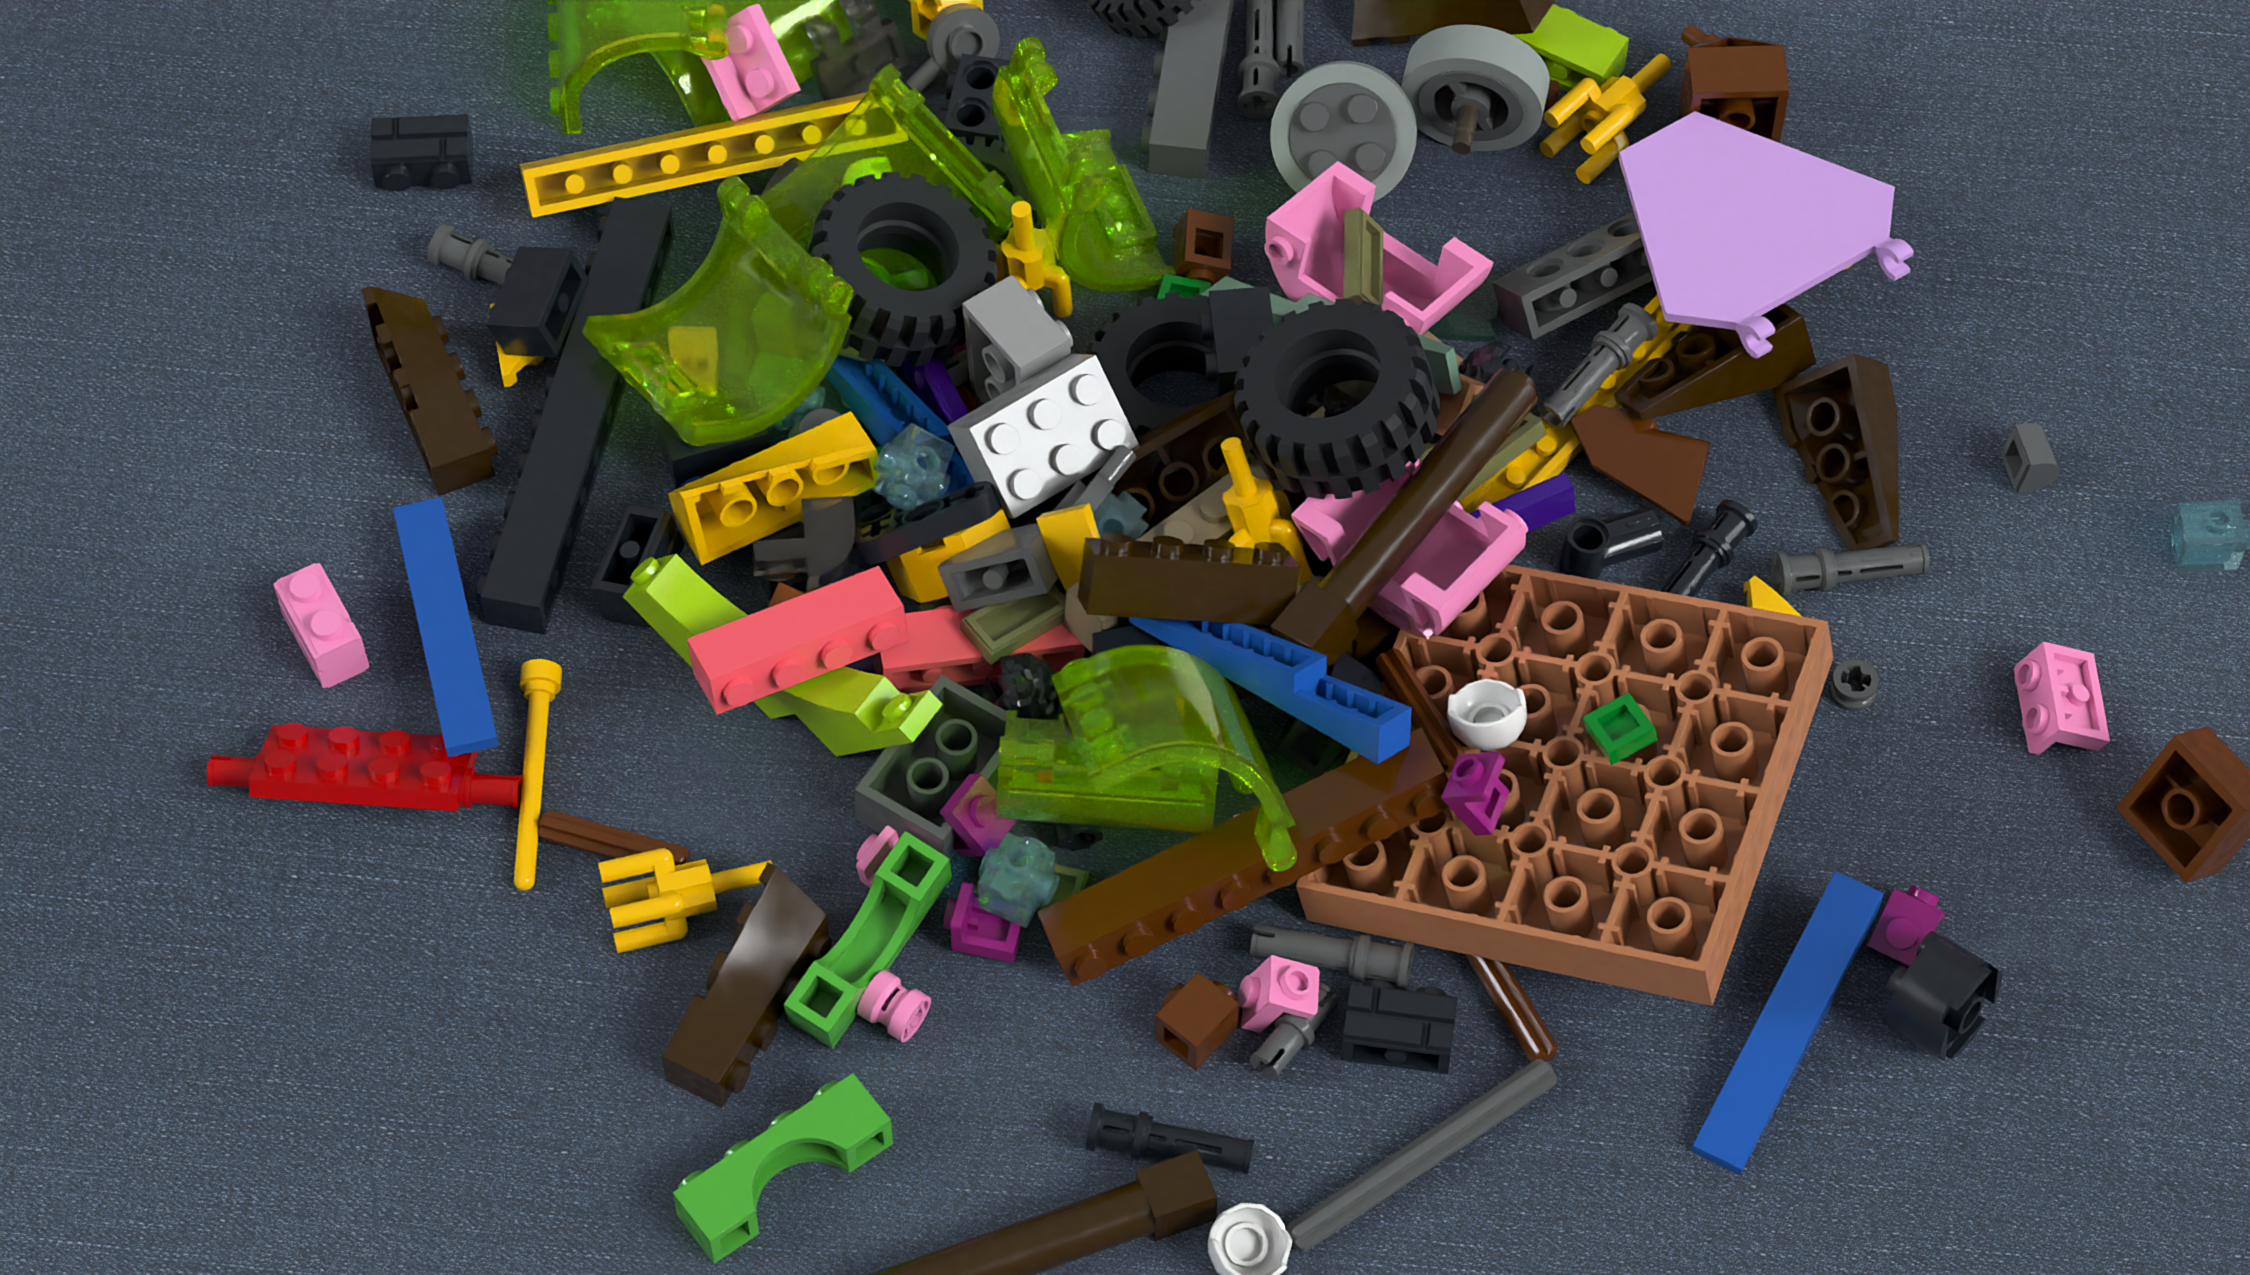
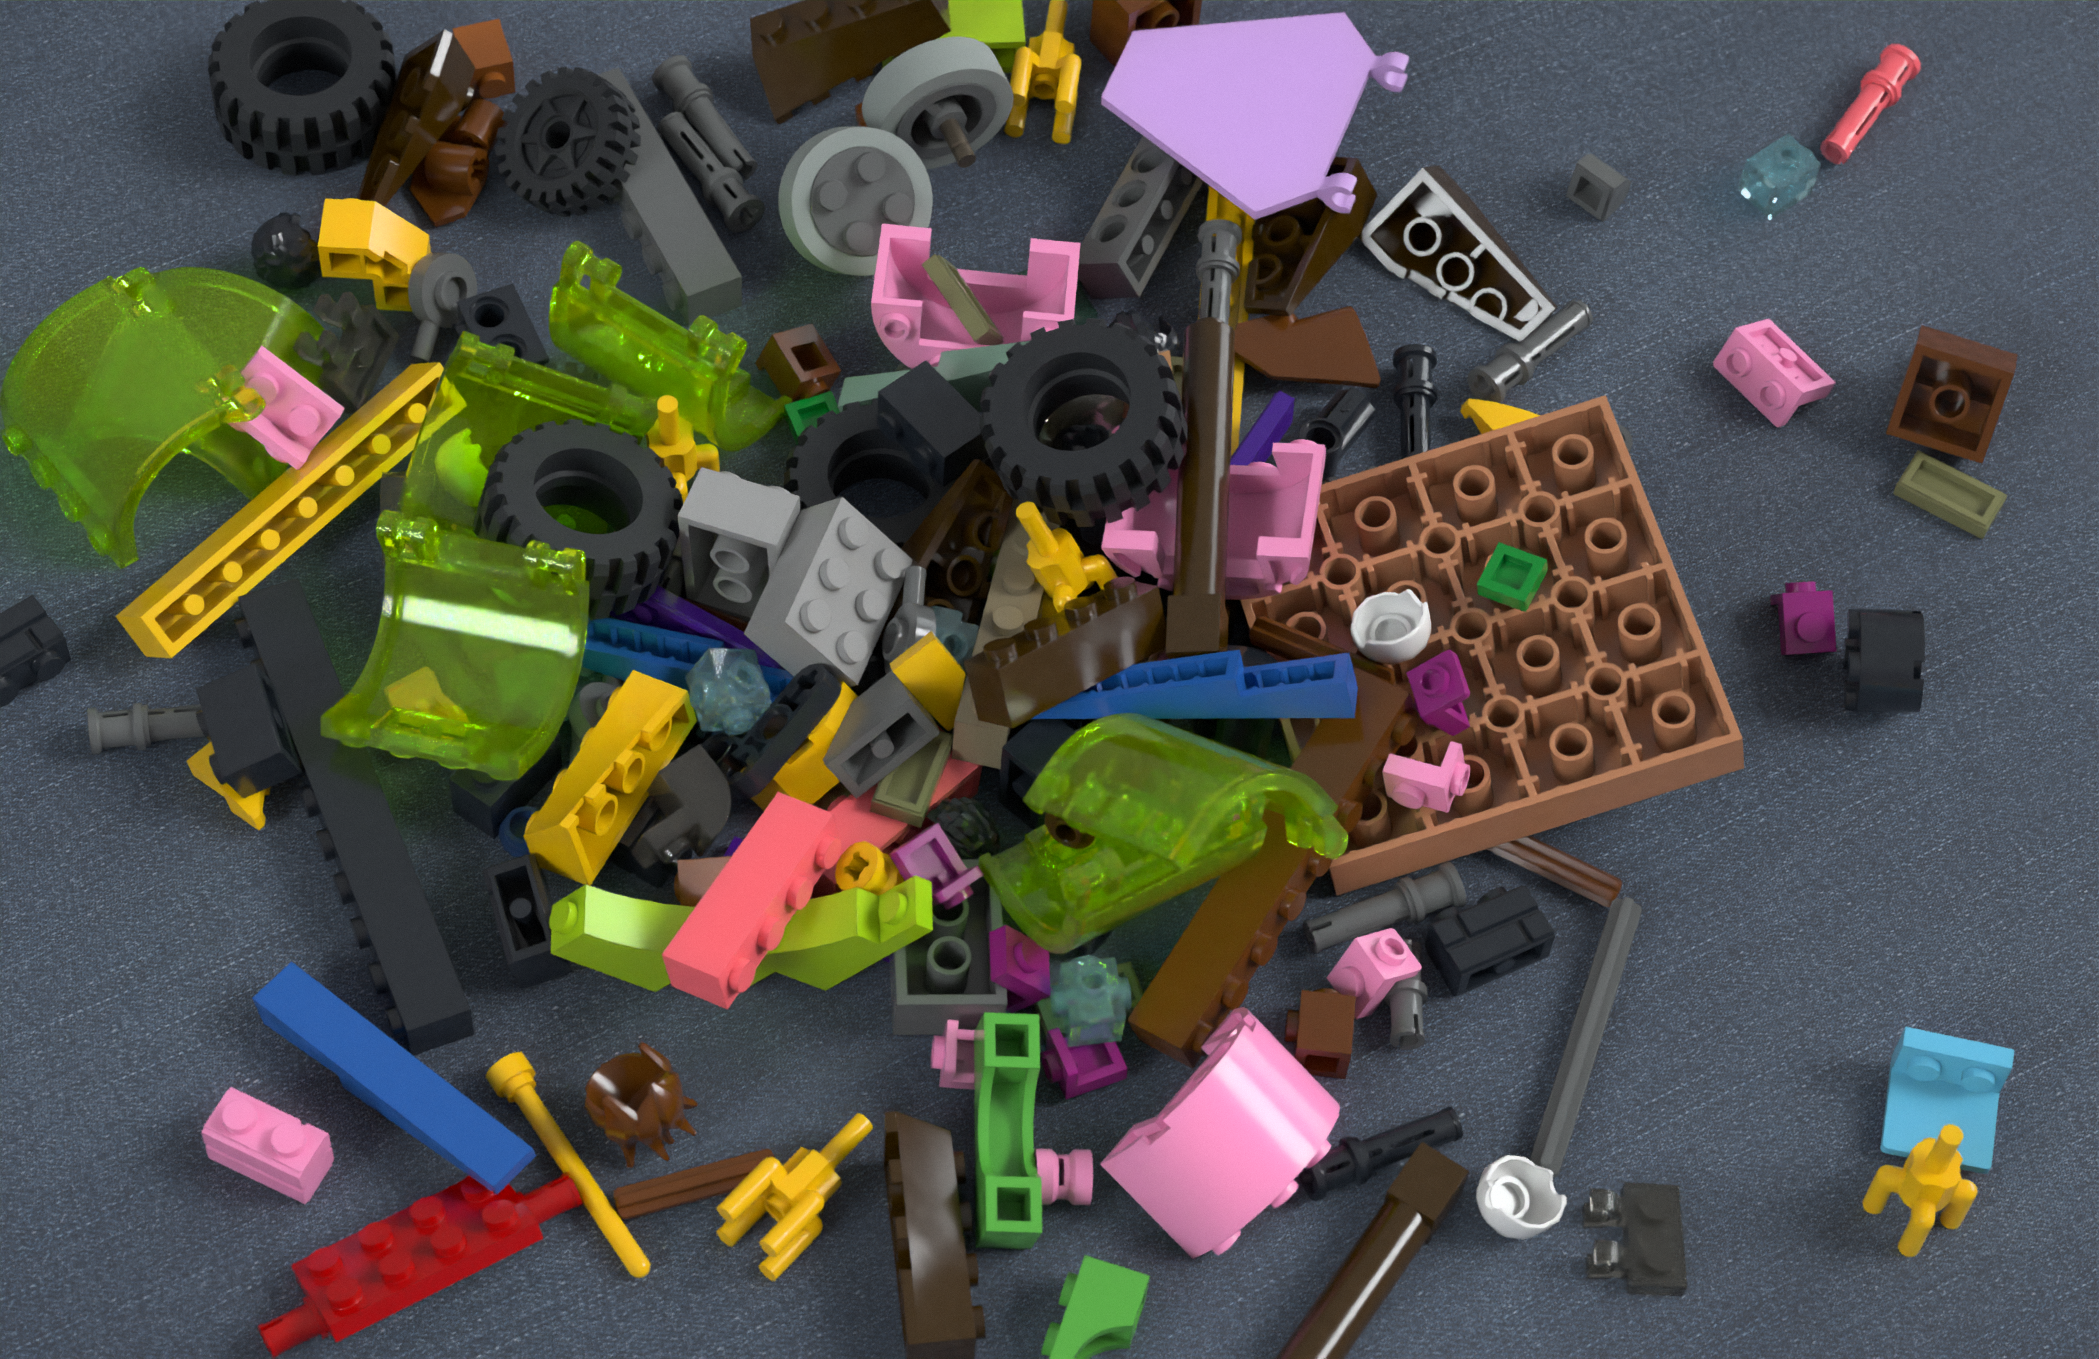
camera: 40 degrees left, 0 degrees up
(430, 389) = (196, 872): dark brown wedge -> none
(605, 750) = (638, 1101): none -> reddish brown hair
(910, 671) = (866, 868): none -> yellow wheel
(963, 695) = (936, 860): none -> magenta bracket
(1043, 1046) = (1227, 1139): none -> bright pink cylinder
(1419, 864) = (1427, 785): none -> bright pink bracket
(1788, 1022) = (1779, 751): blue slope -> none
(2142, 896) = (1950, 494): none -> olive tile

